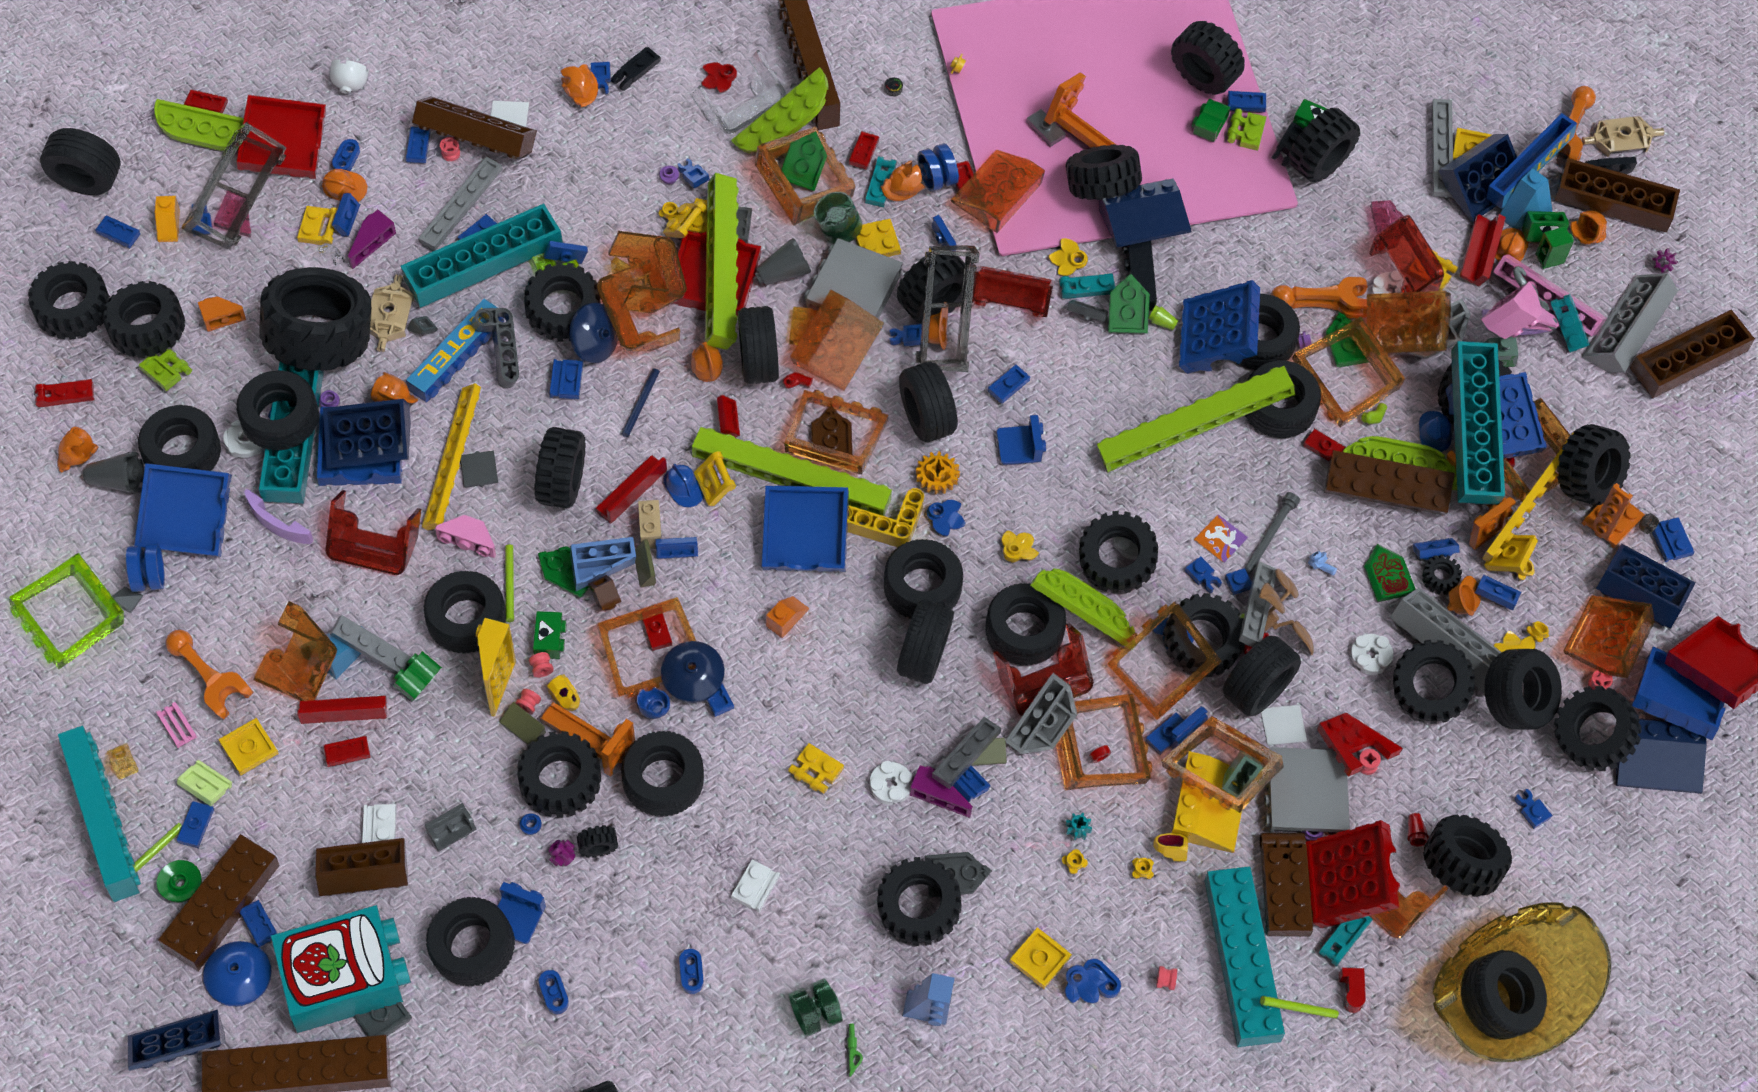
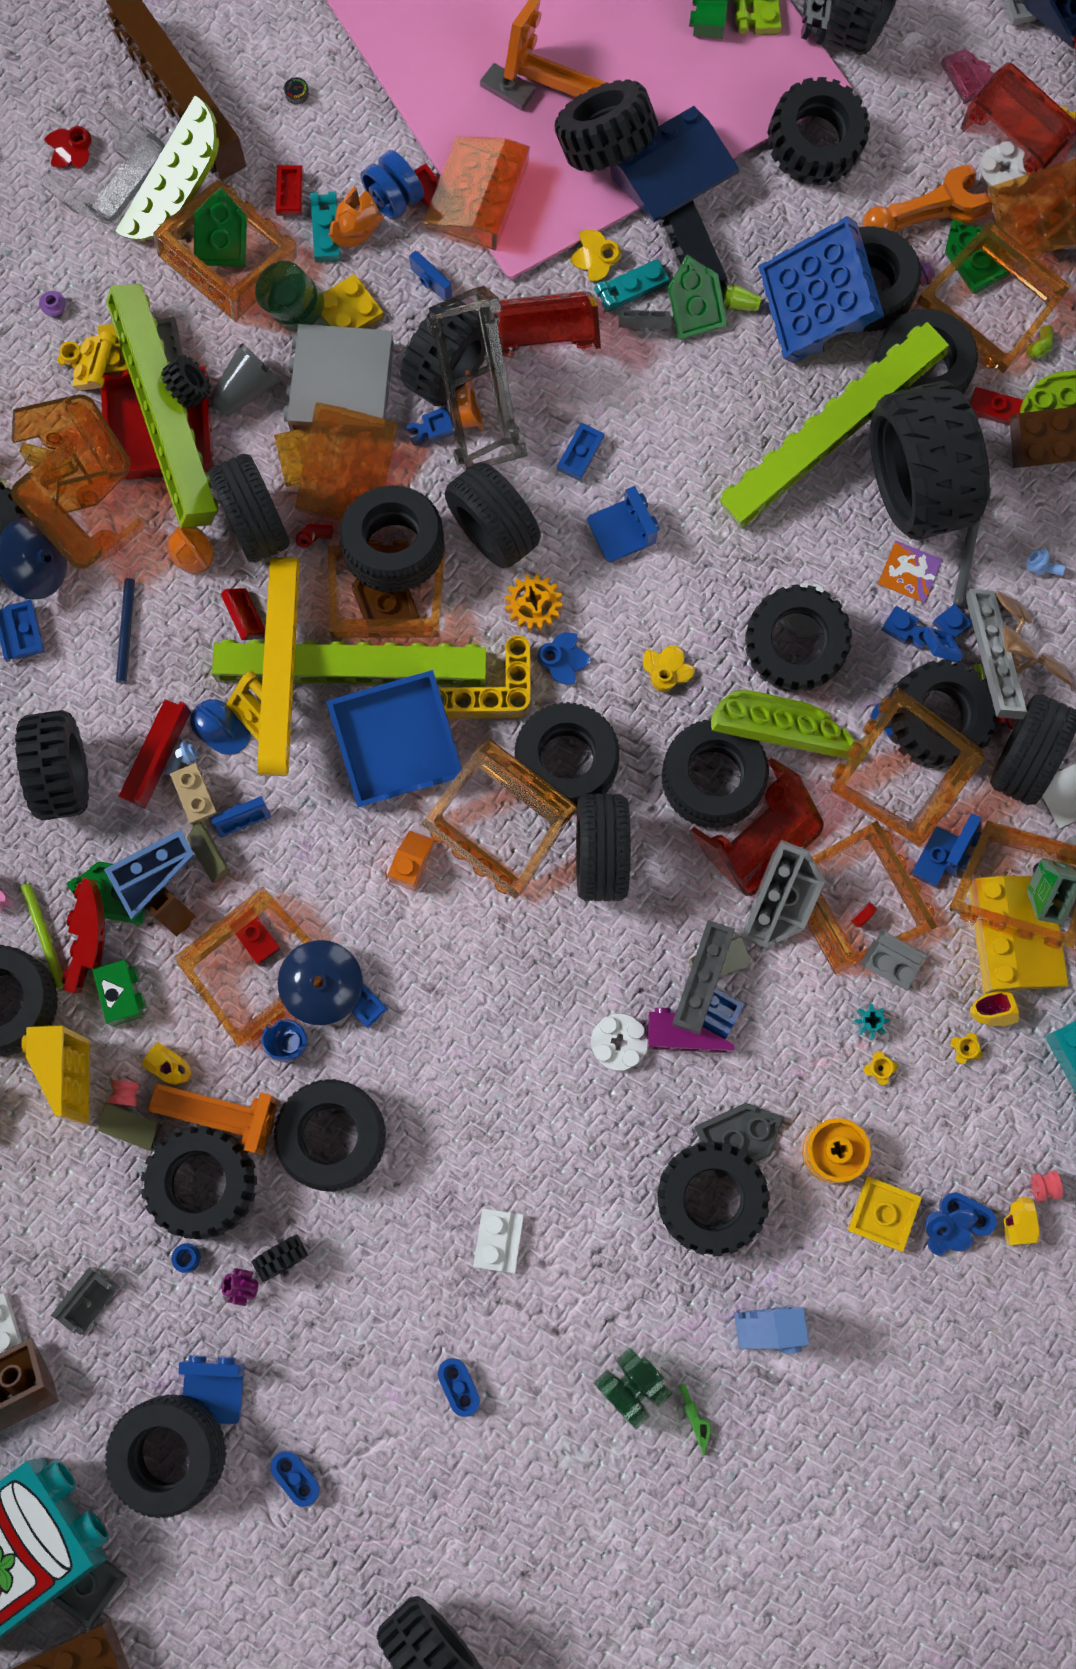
camera: 15 degrees left, 15 degrees up
(541, 664) = (123, 1037): coral wheel -> none
(543, 583) = (88, 923): none -> red slope
(651, 494) = (185, 754): none -> light blue plate
(693, 175) = (83, 294): blue plate -> none
(740, 454) = (278, 667): none -> yellow beam
(744, 250) = (186, 381): none -> black tyre
(819, 763) = (521, 1047): yellow plate -> none
(857, 376) = (384, 508): none -> black tyre
(887, 586) = (526, 787): none -> clear orange windscreen
(957, 64) = (367, 34): yellow plate -> none
(1020, 902) = (852, 1146): none -> light orange wheel
(1110, 788) = (893, 959): none -> dark grey plate
(1138, 997) = (1021, 1222): none -> yellow rock
(1222, 588) = (942, 644): none -> blue plate
(1253, 458) = (929, 460): none -> black tyre
(1266, 201) = (836, 106): none -> black tyre

